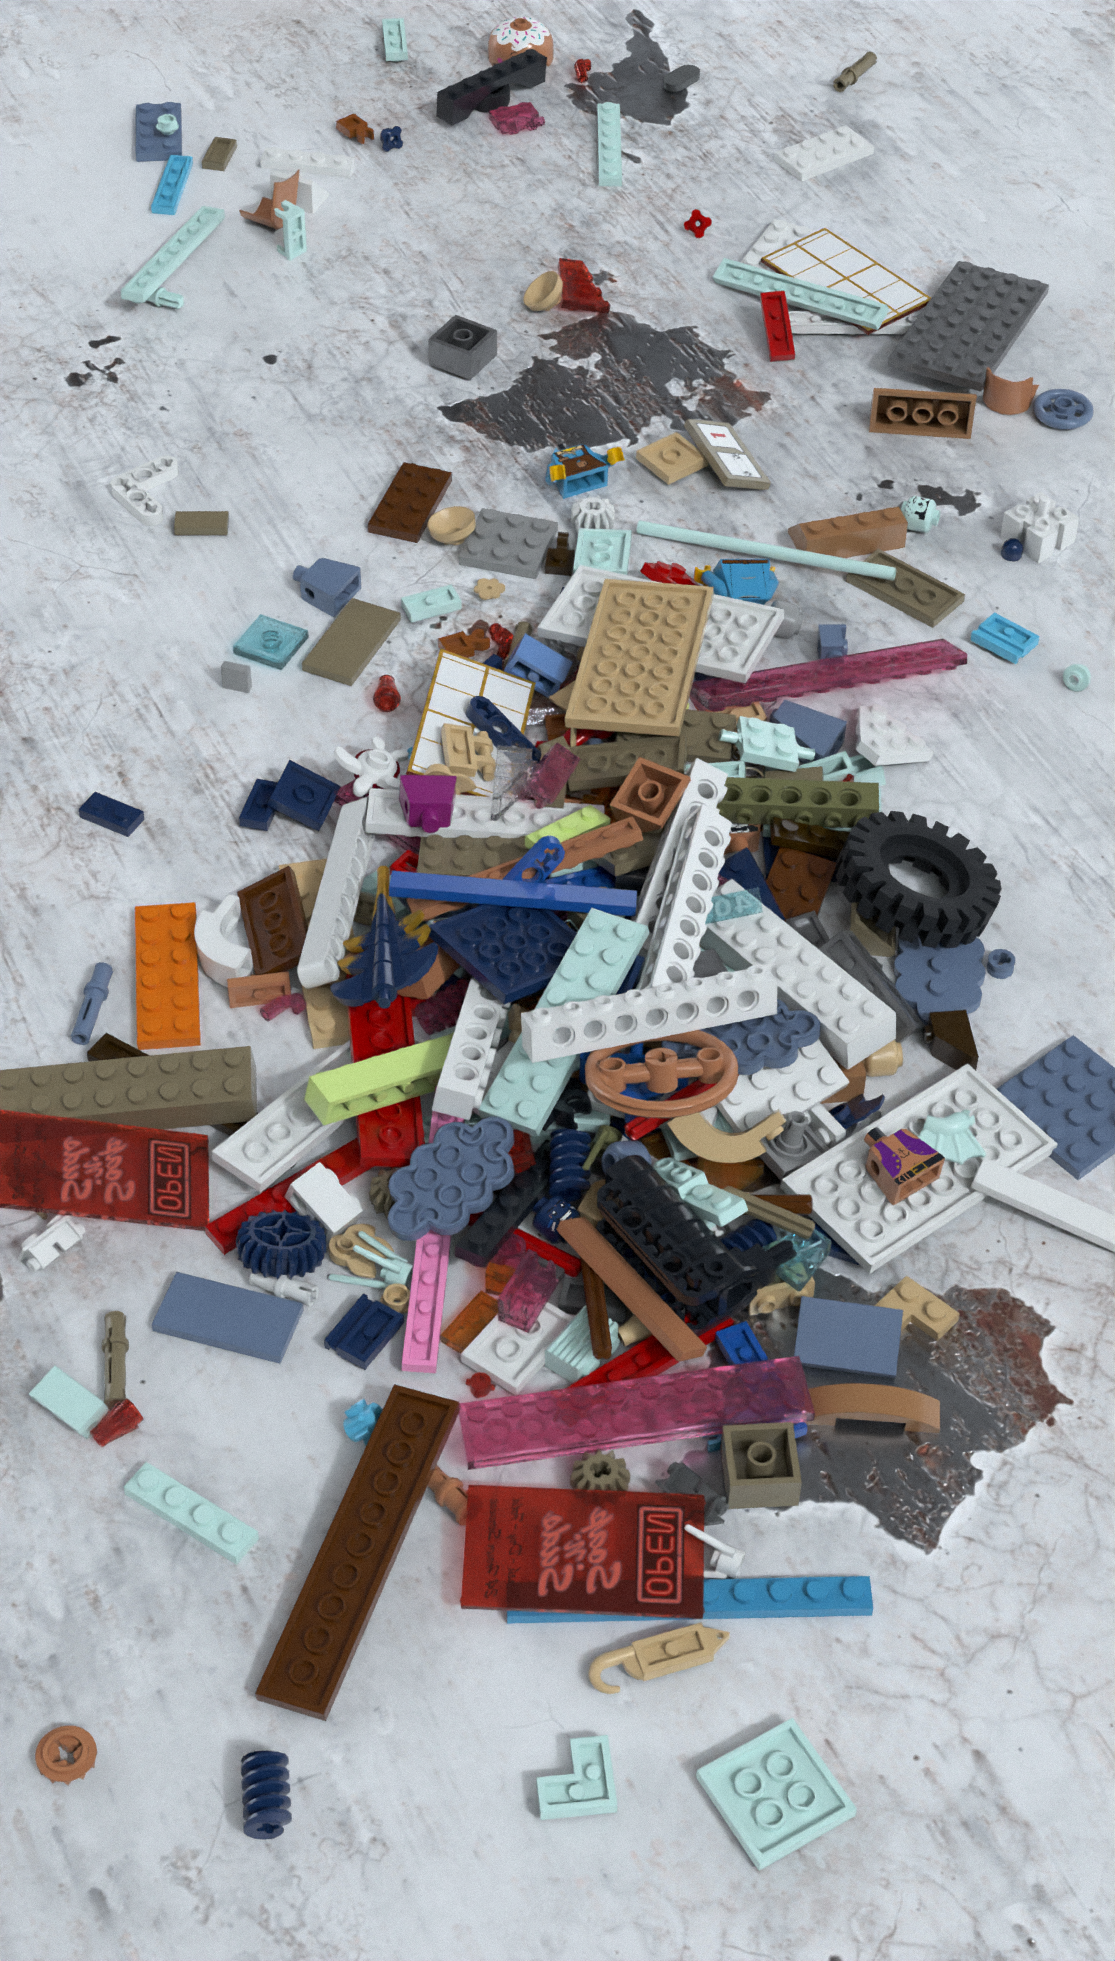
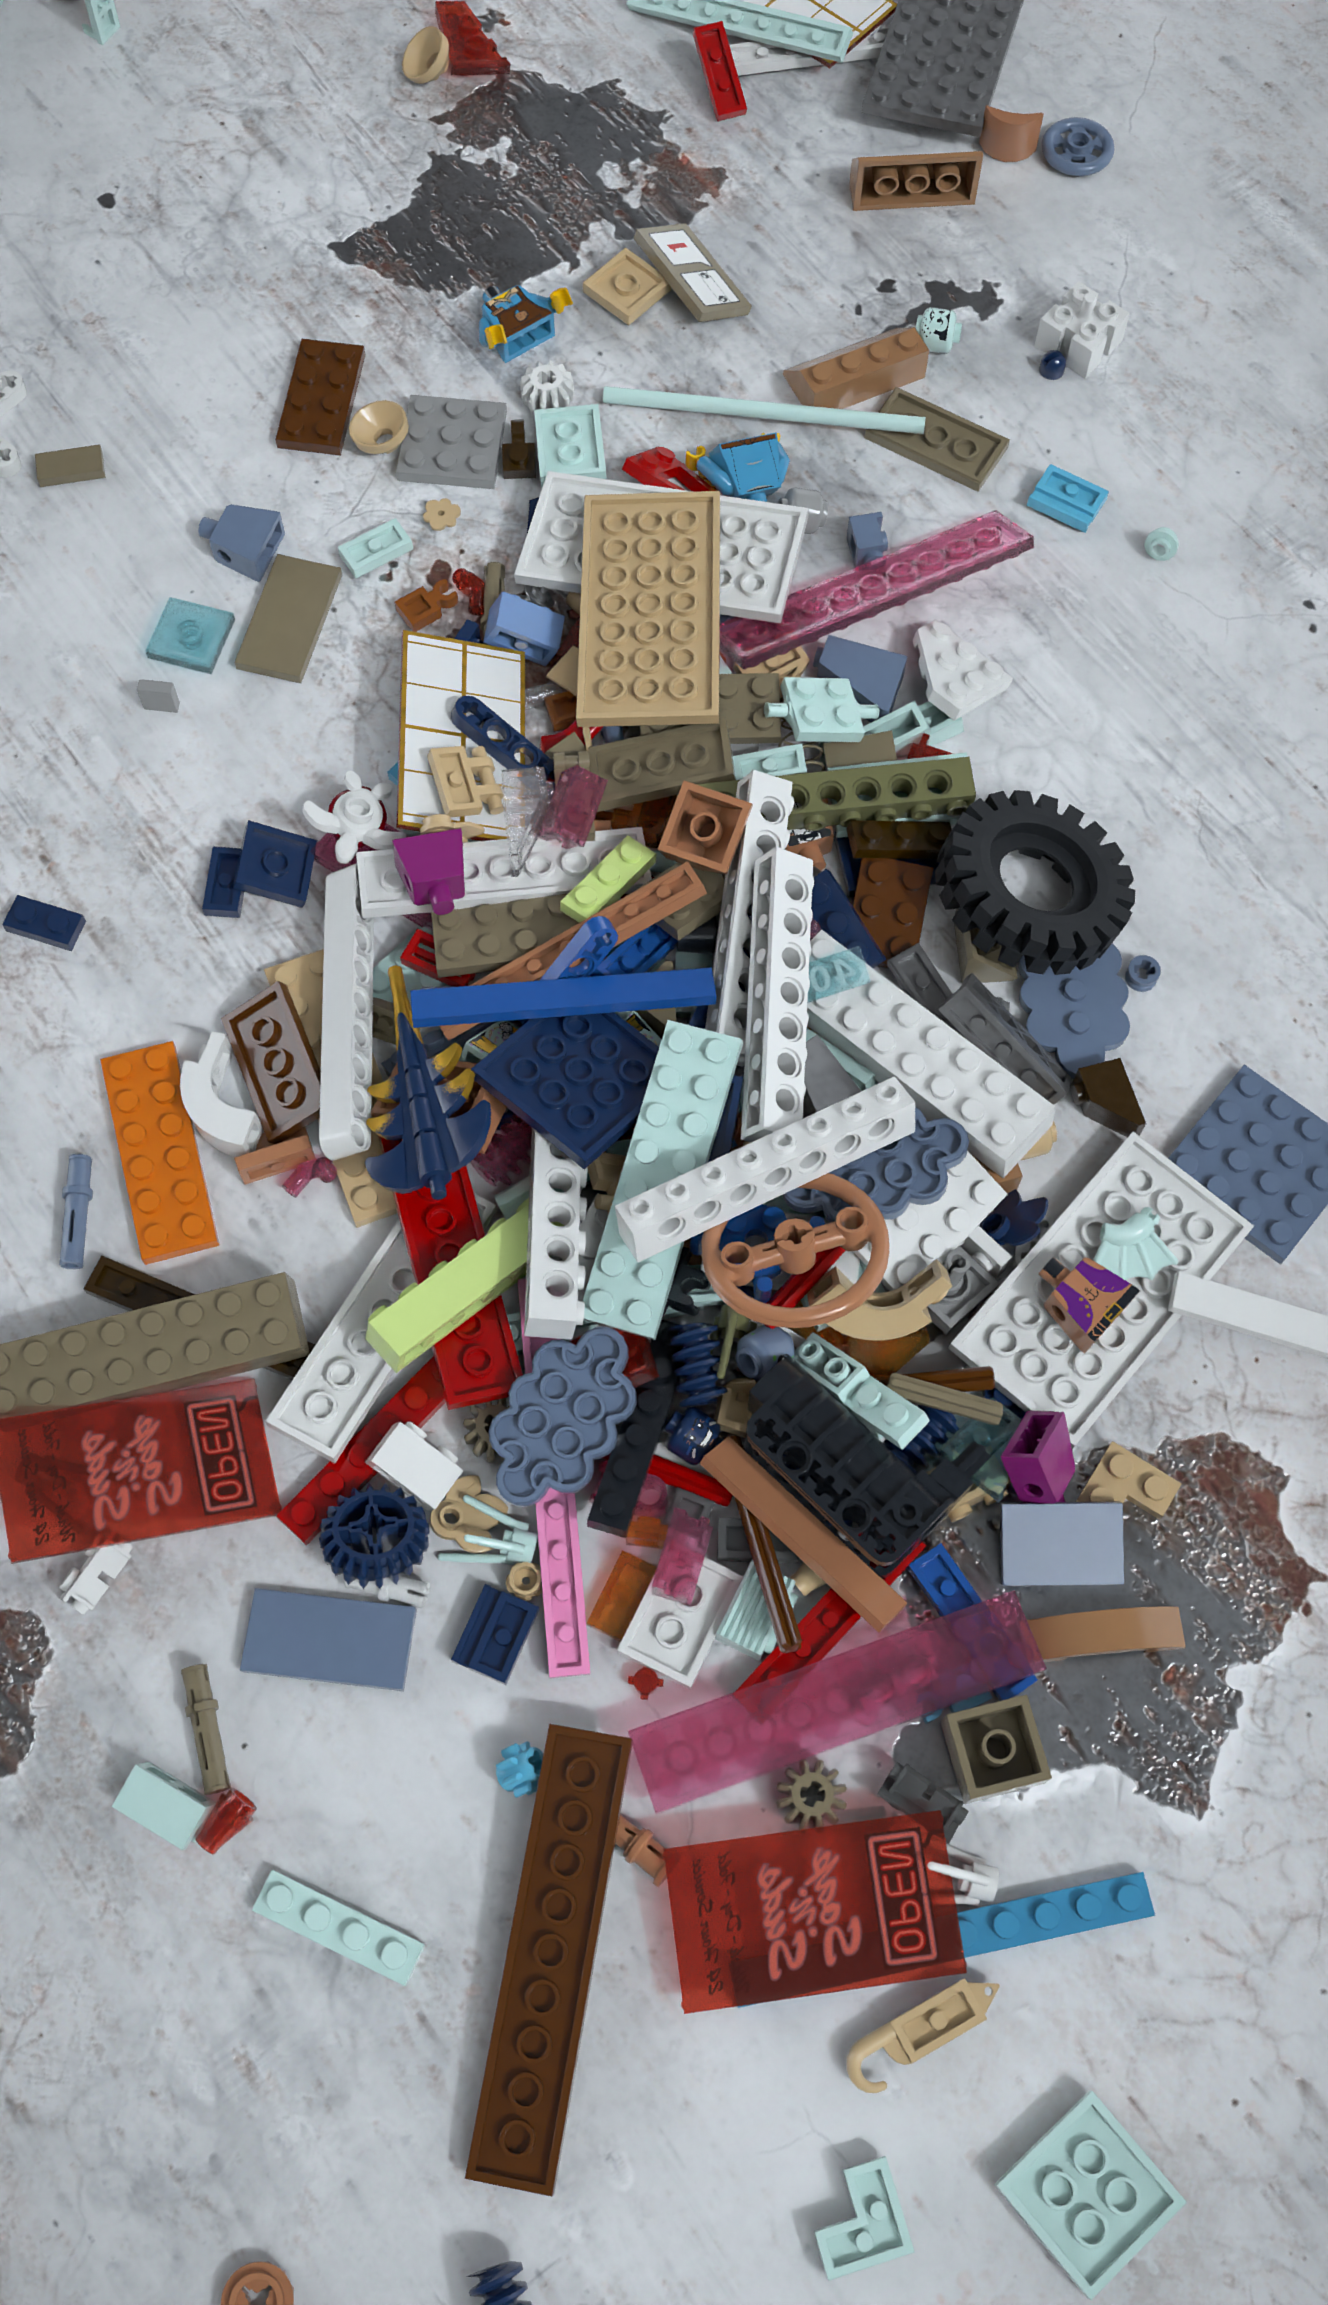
camera: 10 degrees left, 20 degrees up
(386, 694) = (347, 694): clear red cone -> none
(462, 347) = (342, 154): flat silver brick -> none
(839, 1267) = (1040, 1457): none -> magenta torso

